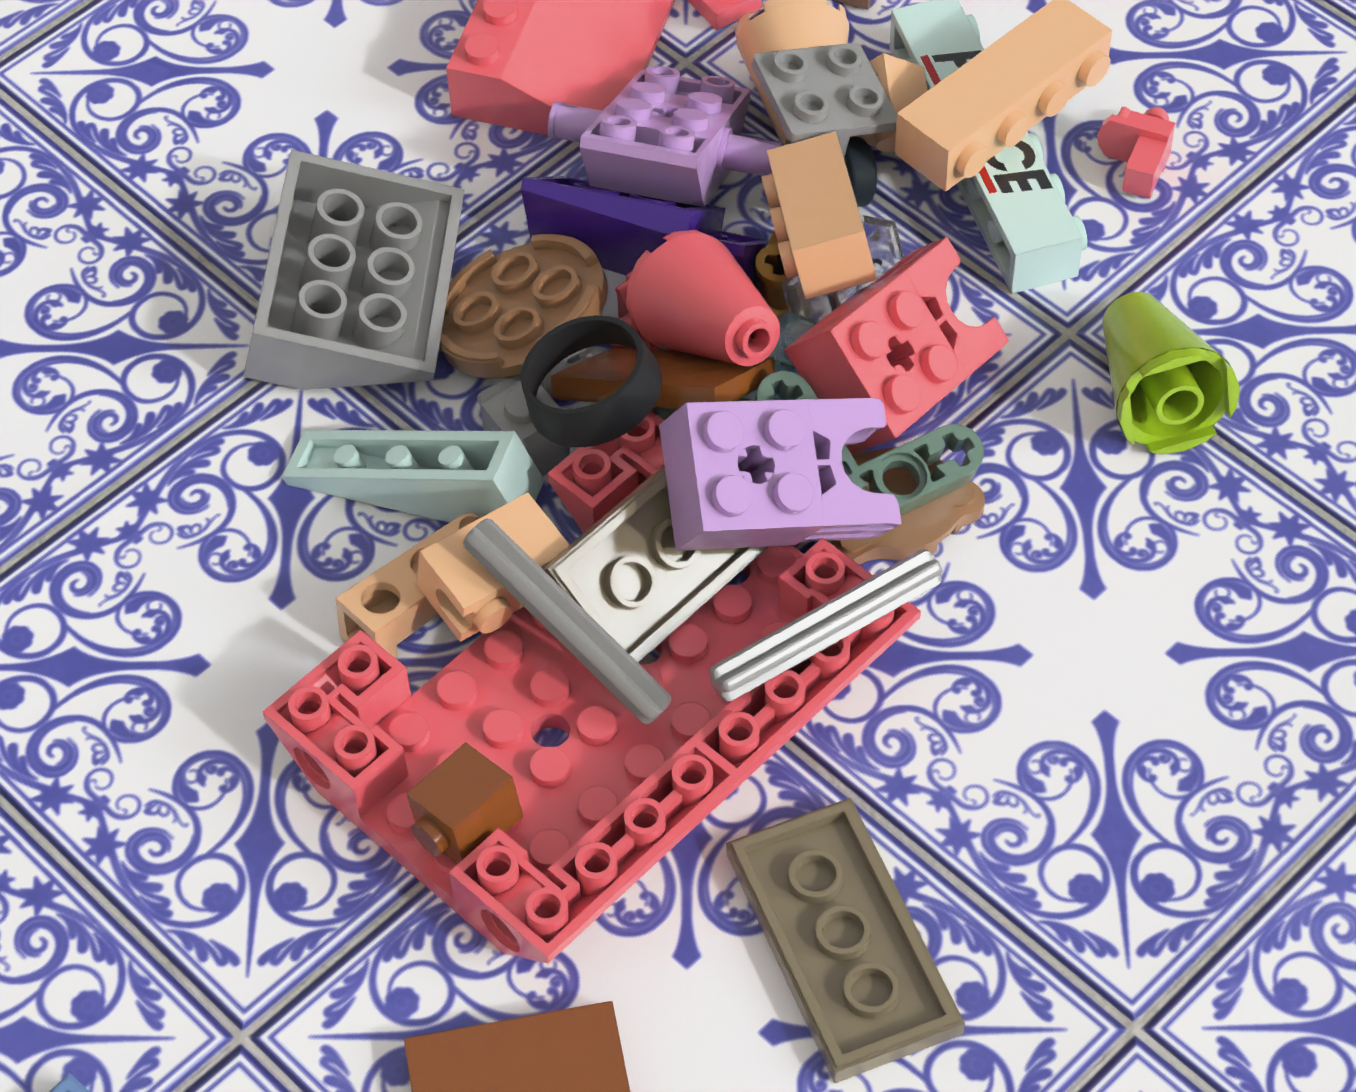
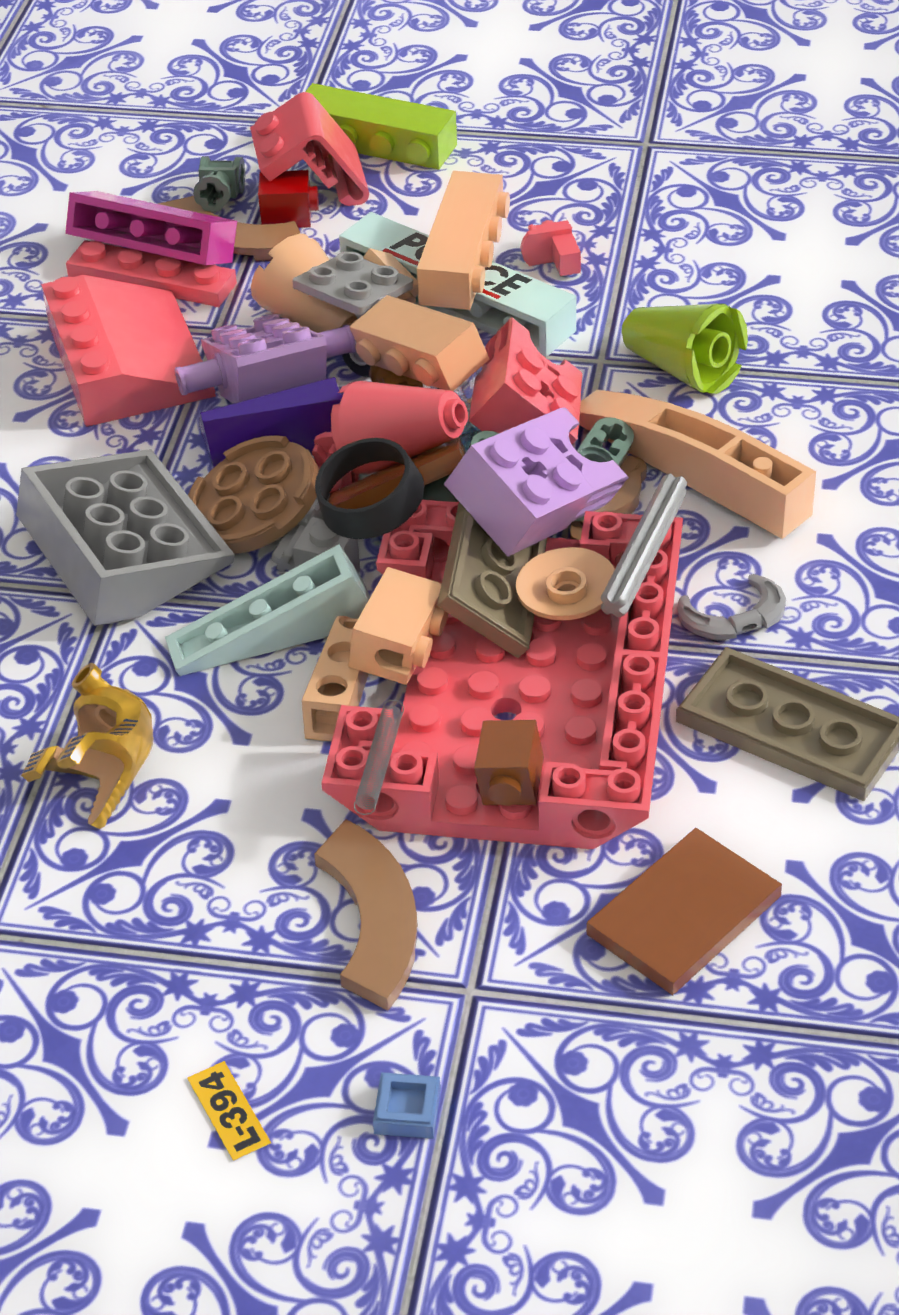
camera: 35 degrees left, 10 degrees down
(135, 533) = (110, 742): none -> pearl gold piece
(231, 894) = (385, 908): none -> medium nougat tile
(283, 759) = (391, 744): none -> light grey piece
(567, 621) = (480, 623): light grey axle -> none
(710, 602) = (564, 583): none -> light nougat dish
(941, 783) = (765, 613): none -> light grey piece
(1041, 538) = (712, 459): none -> light nougat slope

